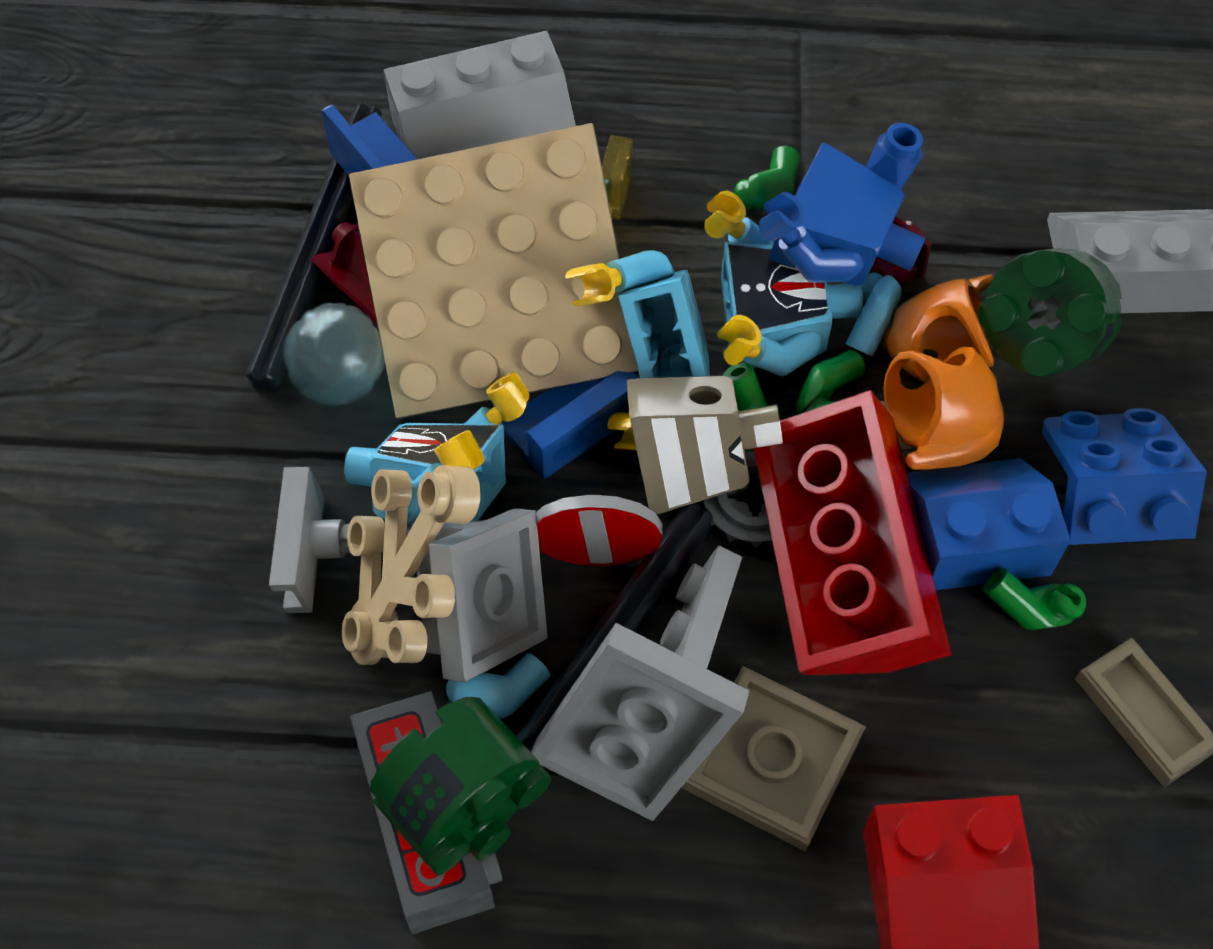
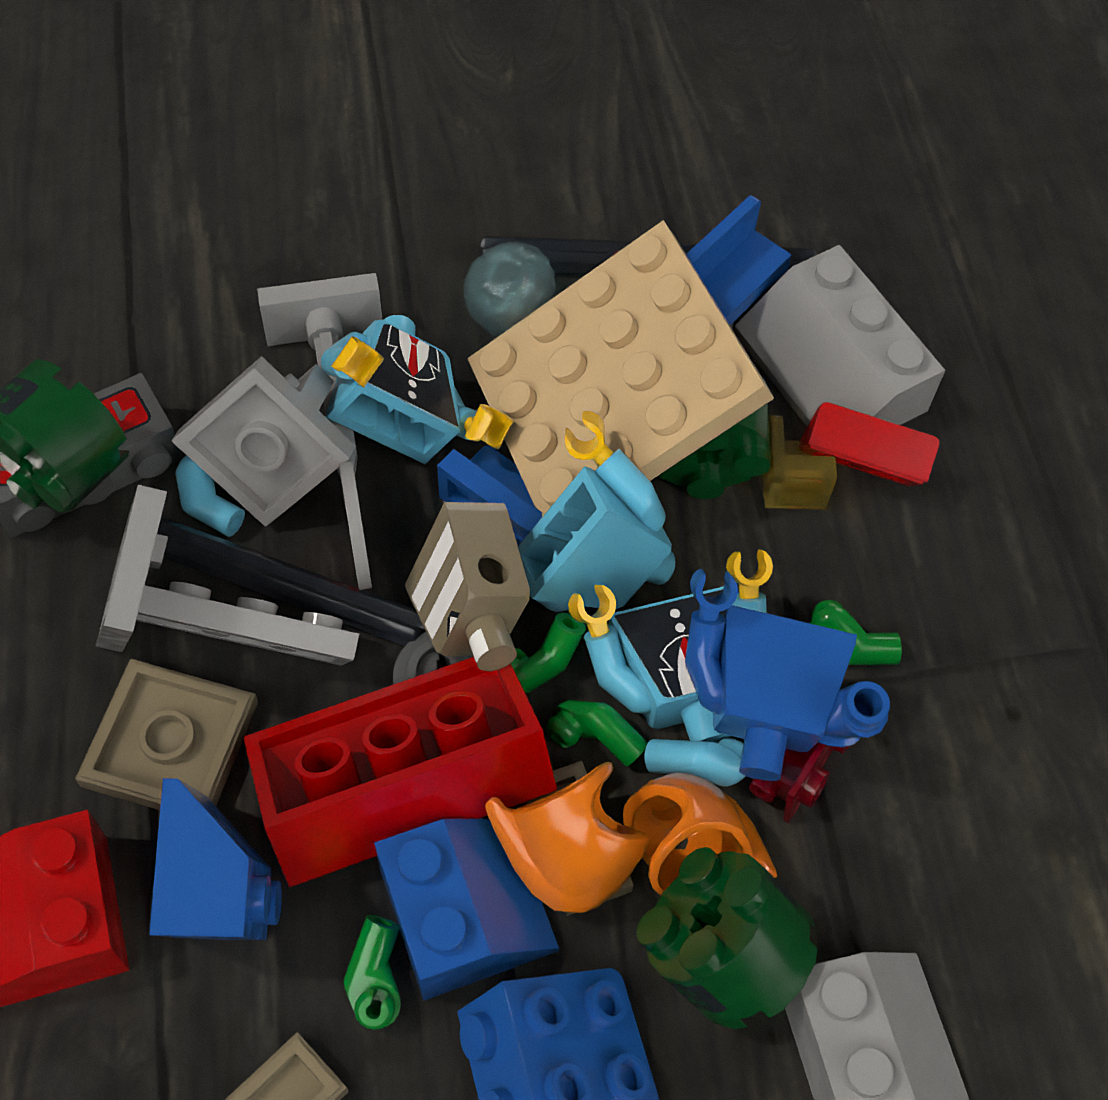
camera: 75 degrees right, 0 degrees up
(372, 625) = (291, 348): tan plant -> none
(608, 98) = (870, 444): none -> red slope
(960, 703) = (208, 874): none -> blue slope

